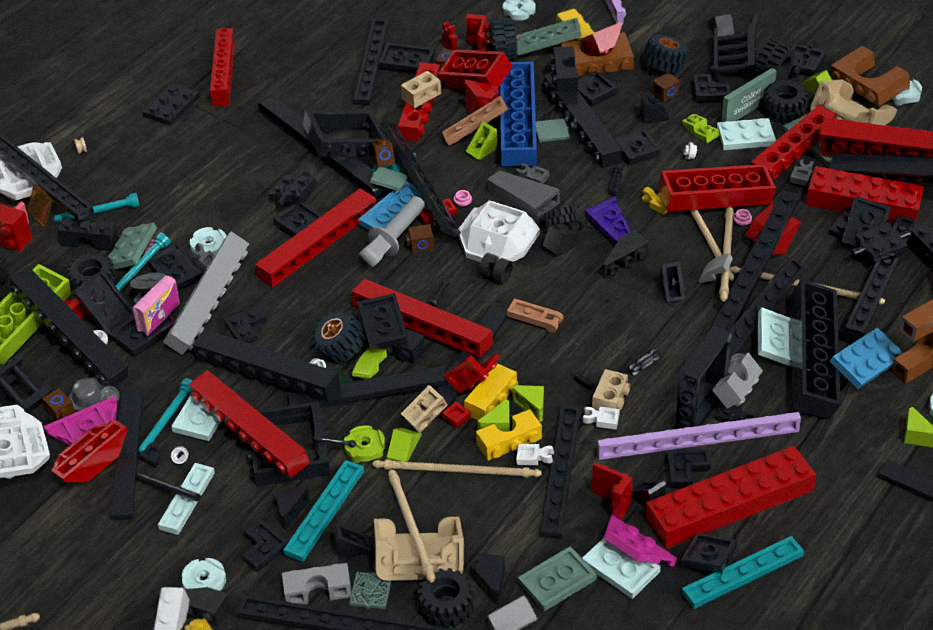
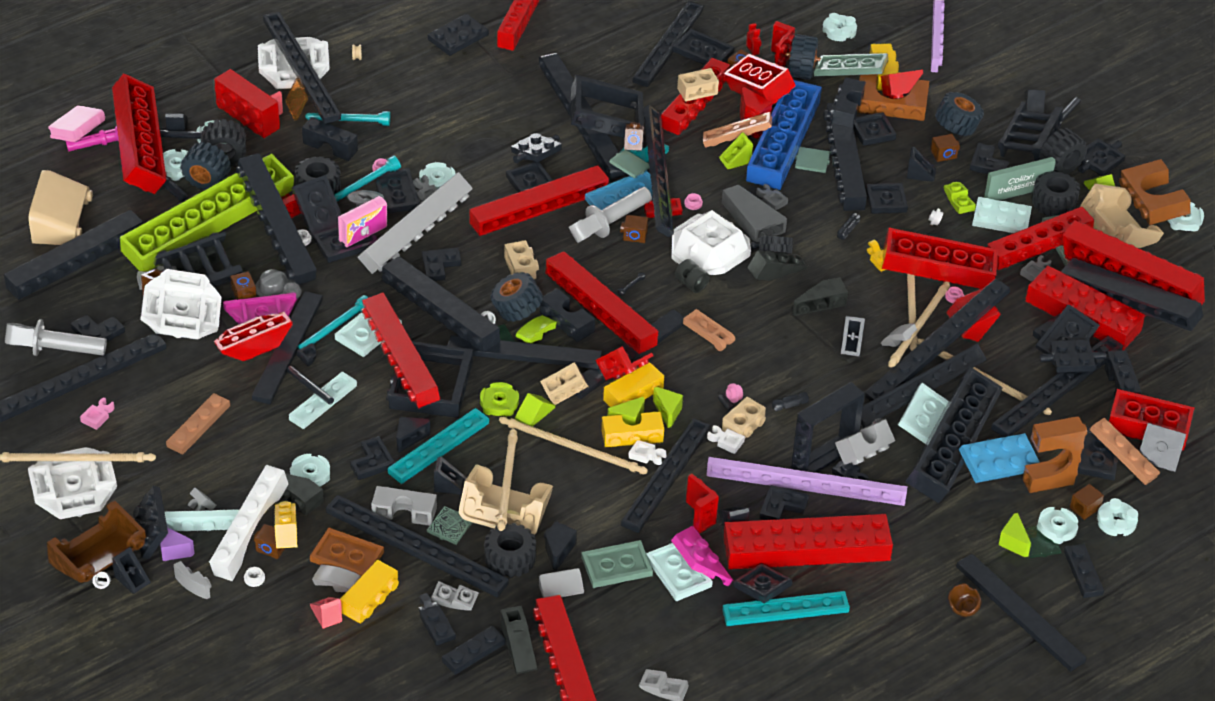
camera: 15 degrees right, 0 degrees up
(65, 563) = (198, 423): none -> nougat plate
(131, 245) = (365, 160): sand green plate -> none
(183, 458) = (329, 357): white hinge -> none
(318, 438) = (457, 381): black hinge -> none
(324, 298) = (520, 258): none -> tan brick
(382, 321) = (560, 294): black plate -> none
(456, 414) = (593, 398): red plate -> none
(588, 369) = (734, 393): none -> bright pink plate
(608, 219) = (823, 260): dark purple wing -> none
(907, 509) = (964, 600): none -> reddish brown hair

